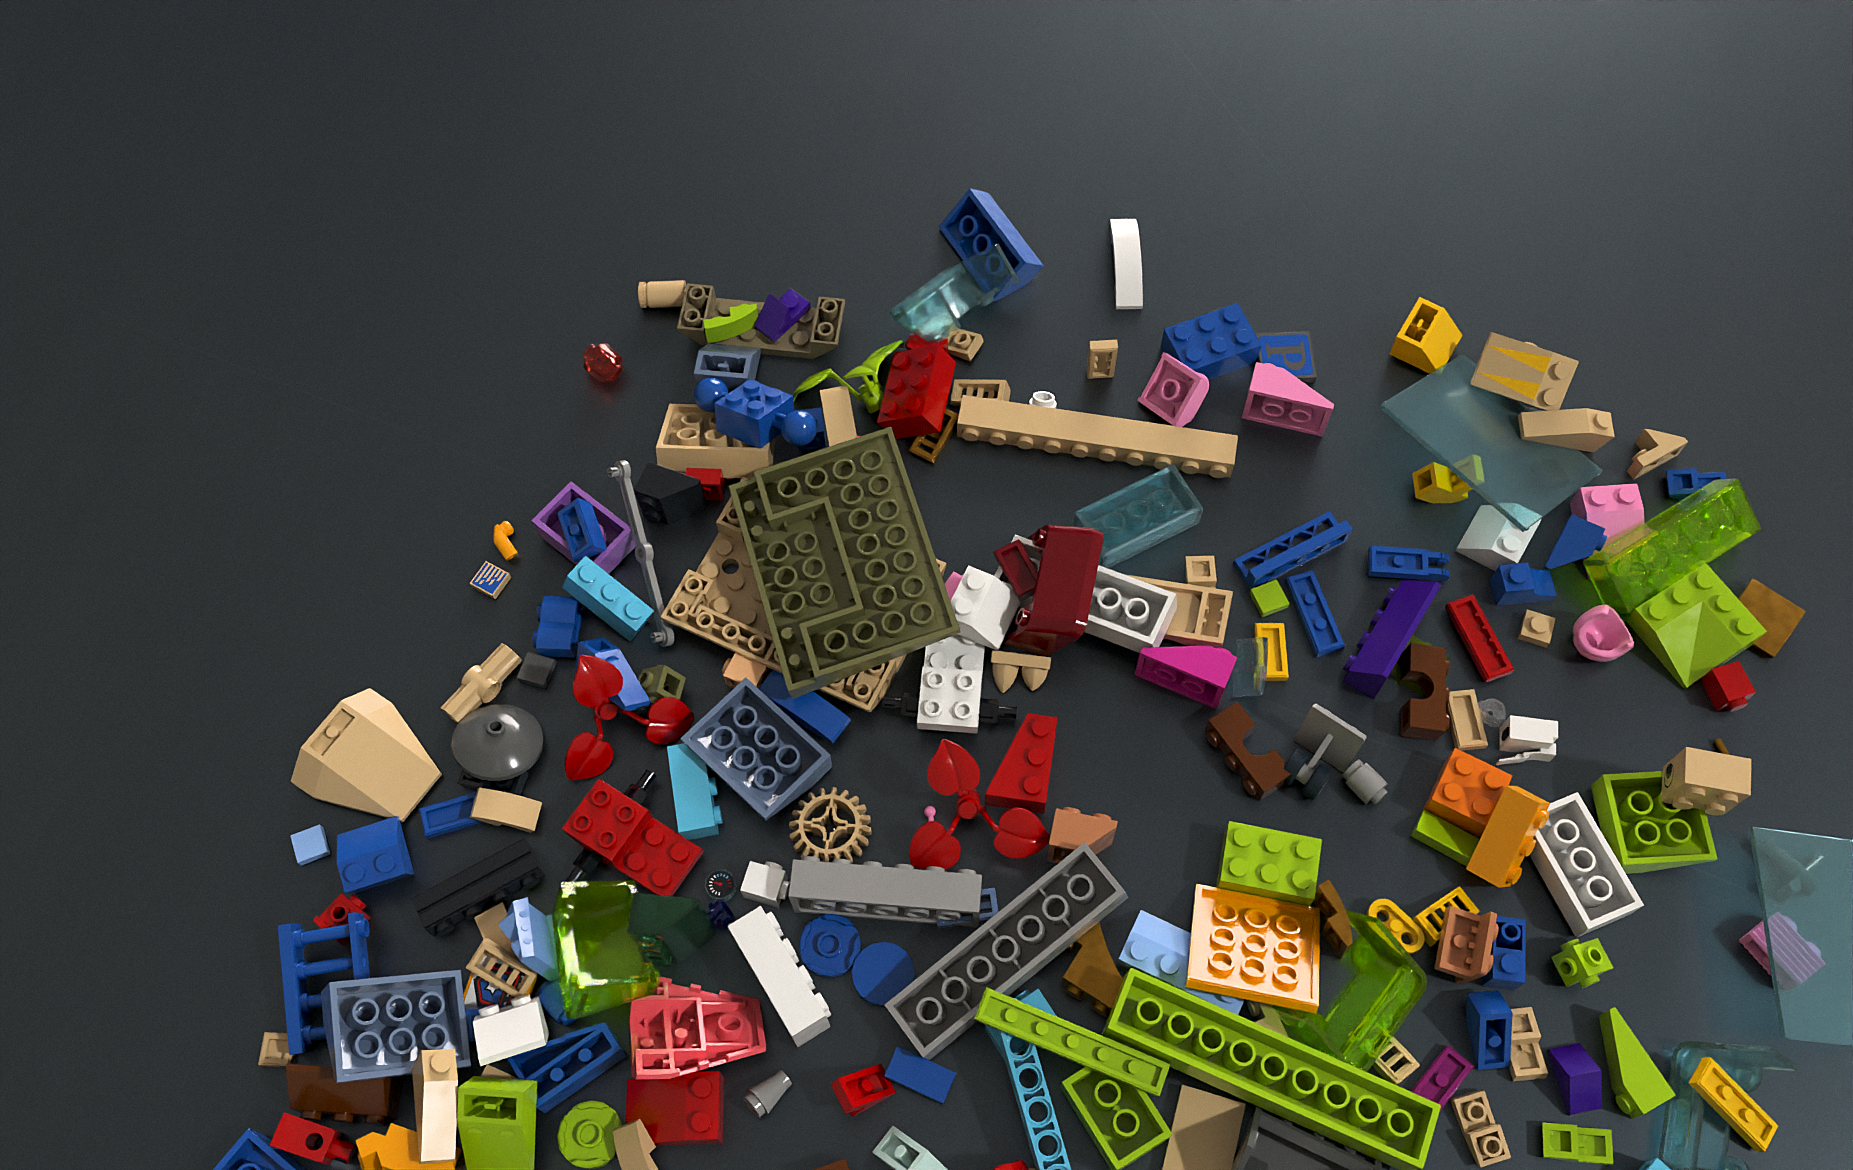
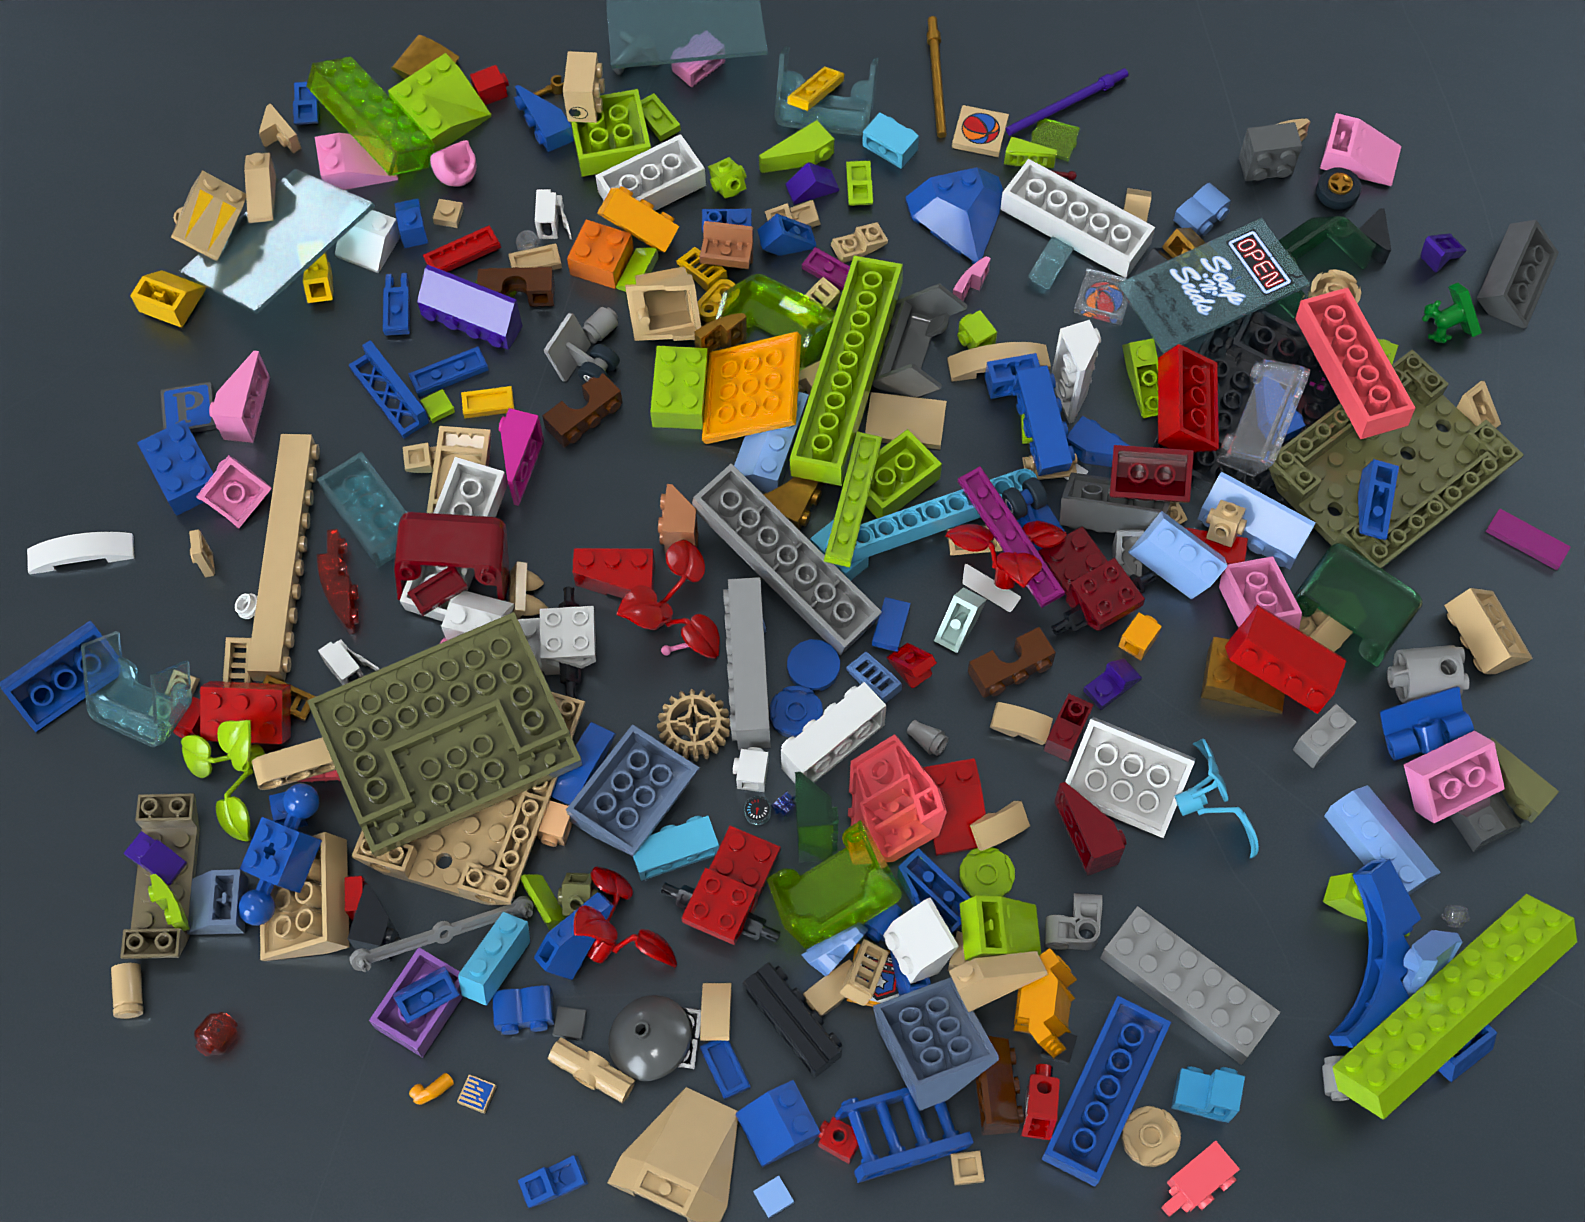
camera: 100 degrees left, 0 degrees up
(387, 640) = (552, 1181): none -> blue slope
(672, 652) = (543, 899): none -> lime slope
(838, 1038) = (894, 685): none -> medium blue slope
(960, 485) = (341, 663): none -> white piece
(1046, 483) = (336, 582): none -> clear red slope
(1251, 668) = (493, 410): clear light blue slope -> none
(1379, 854) = (663, 305): none -> tan piece
(1576, 541) = (373, 181): blue slope -> none
(1658, 750) = (547, 119): none -> blue slope
(1683, 888) = (659, 118): none -> lime plate

